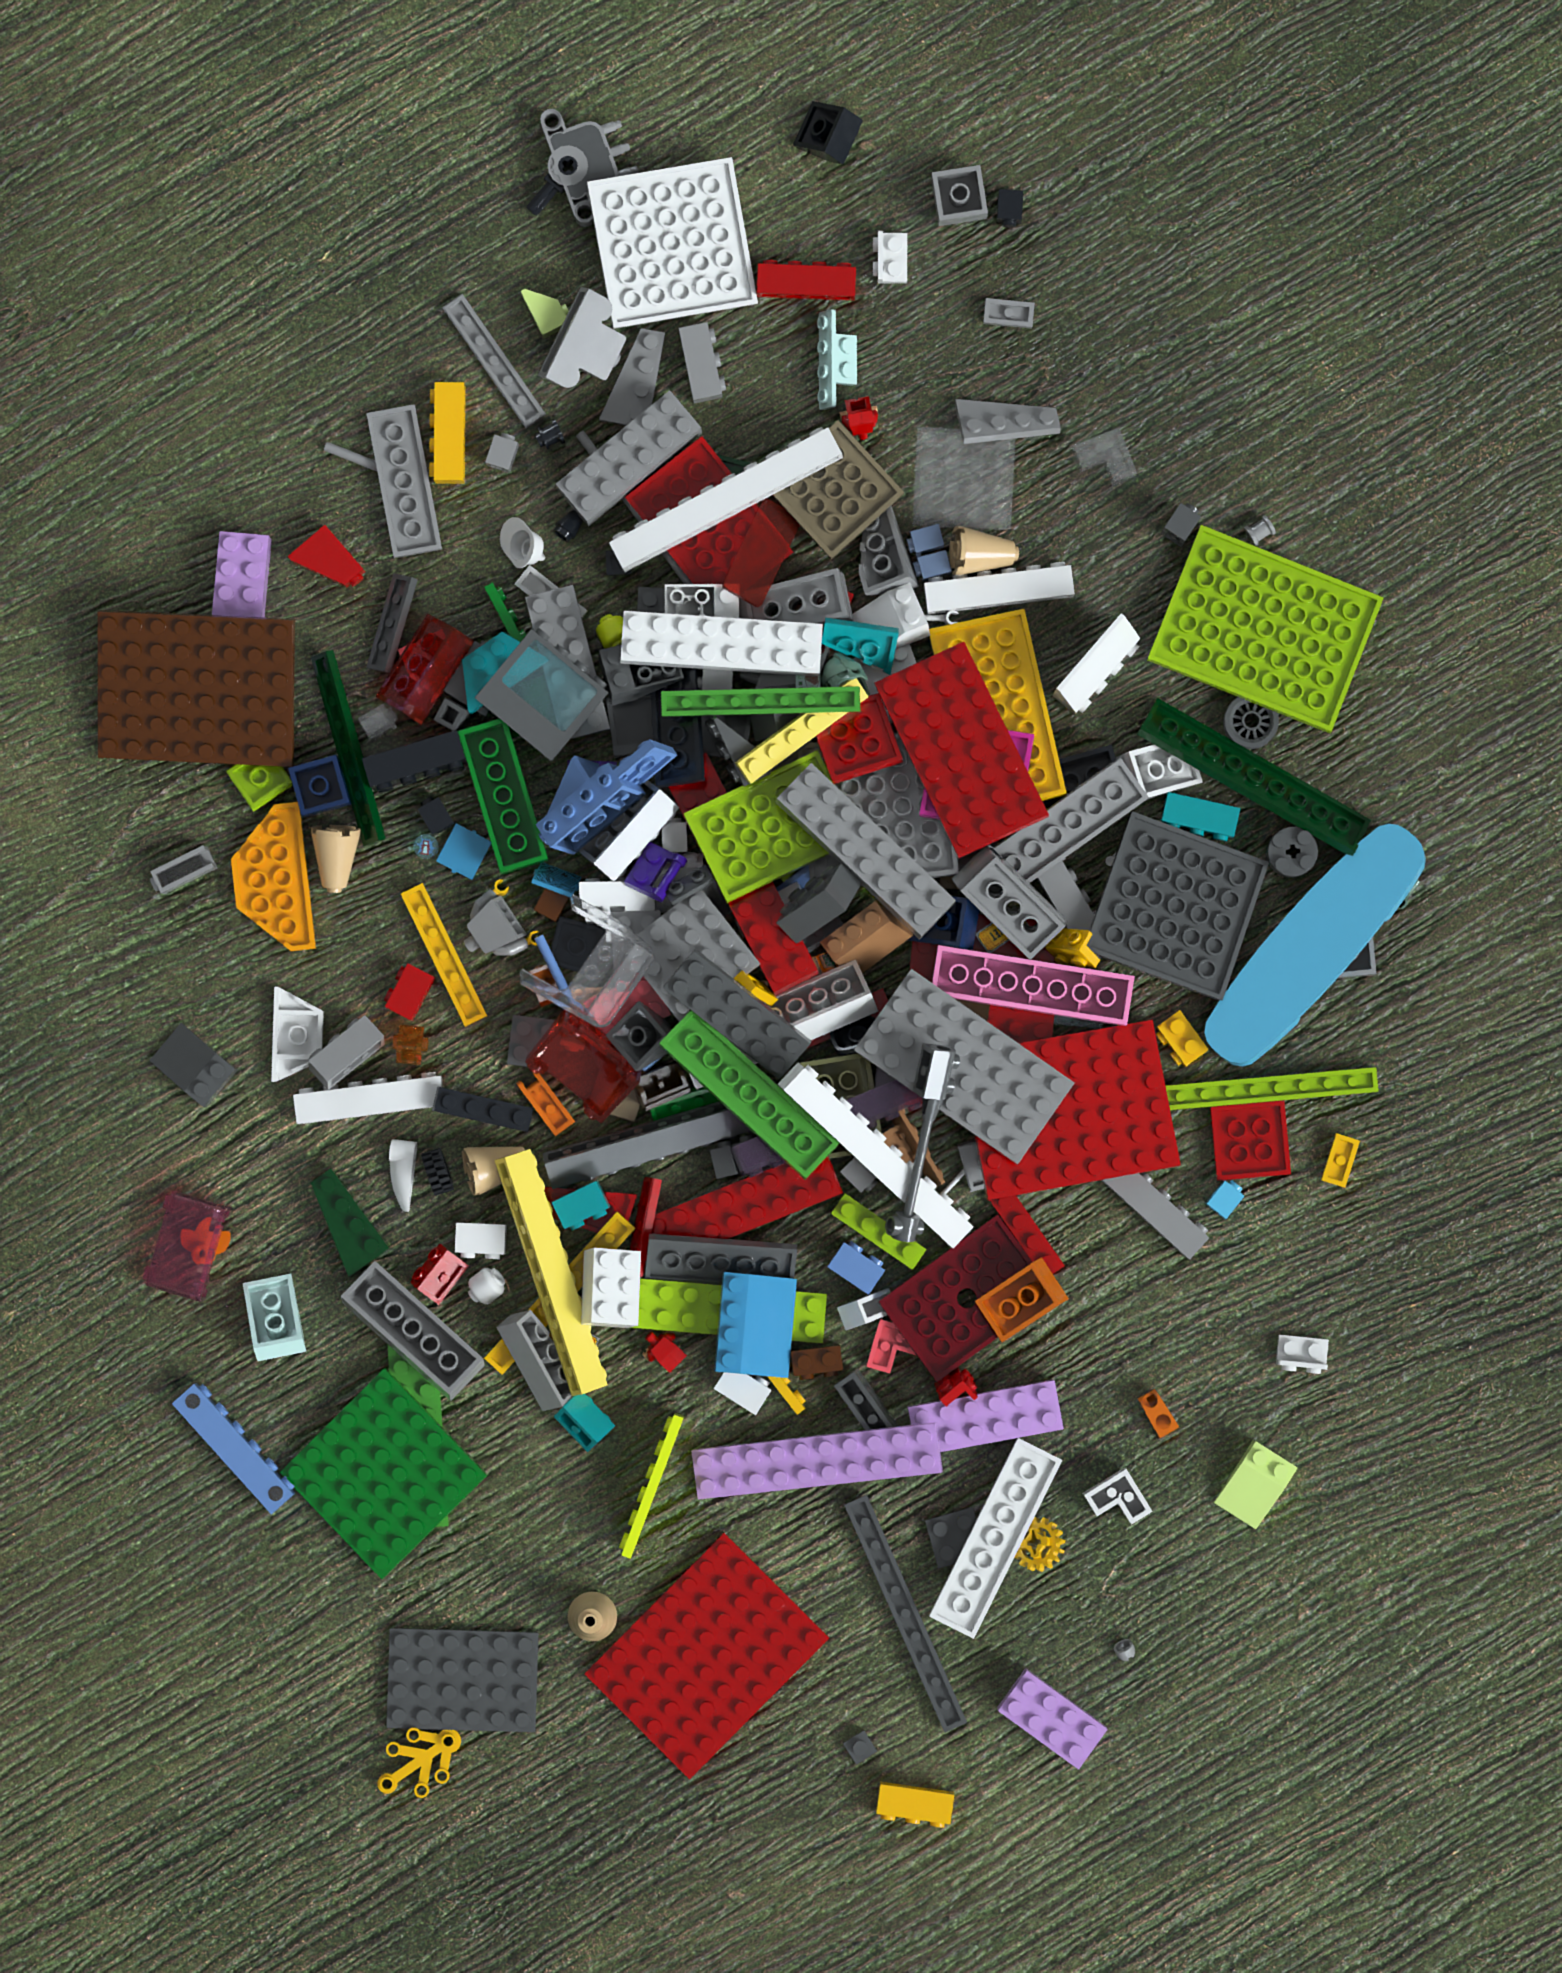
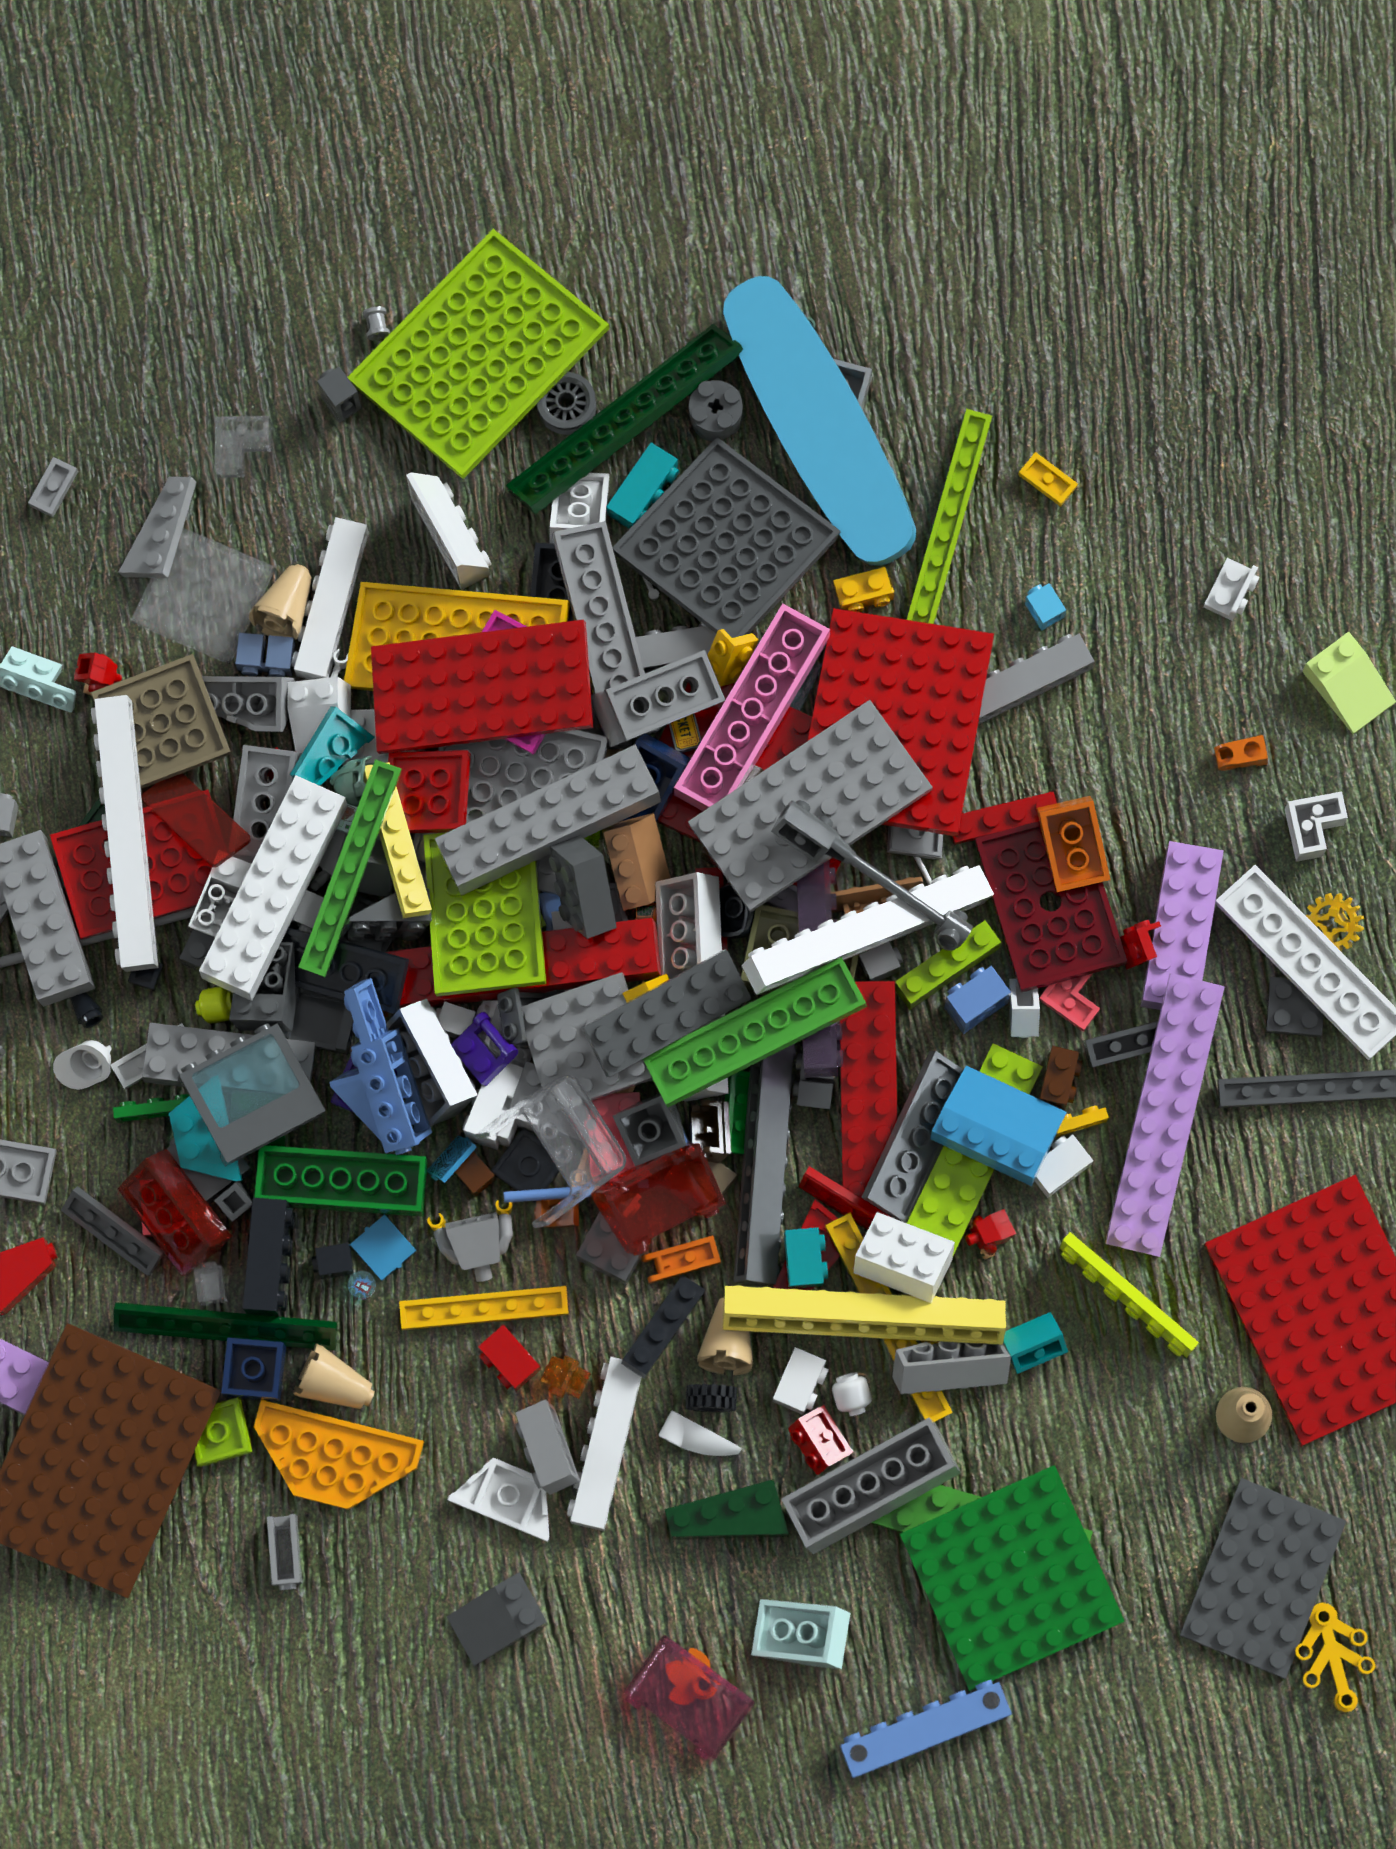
camera: 70 degrees left, 10 degrees down
(1250, 1140) = (994, 559): red plate -> none

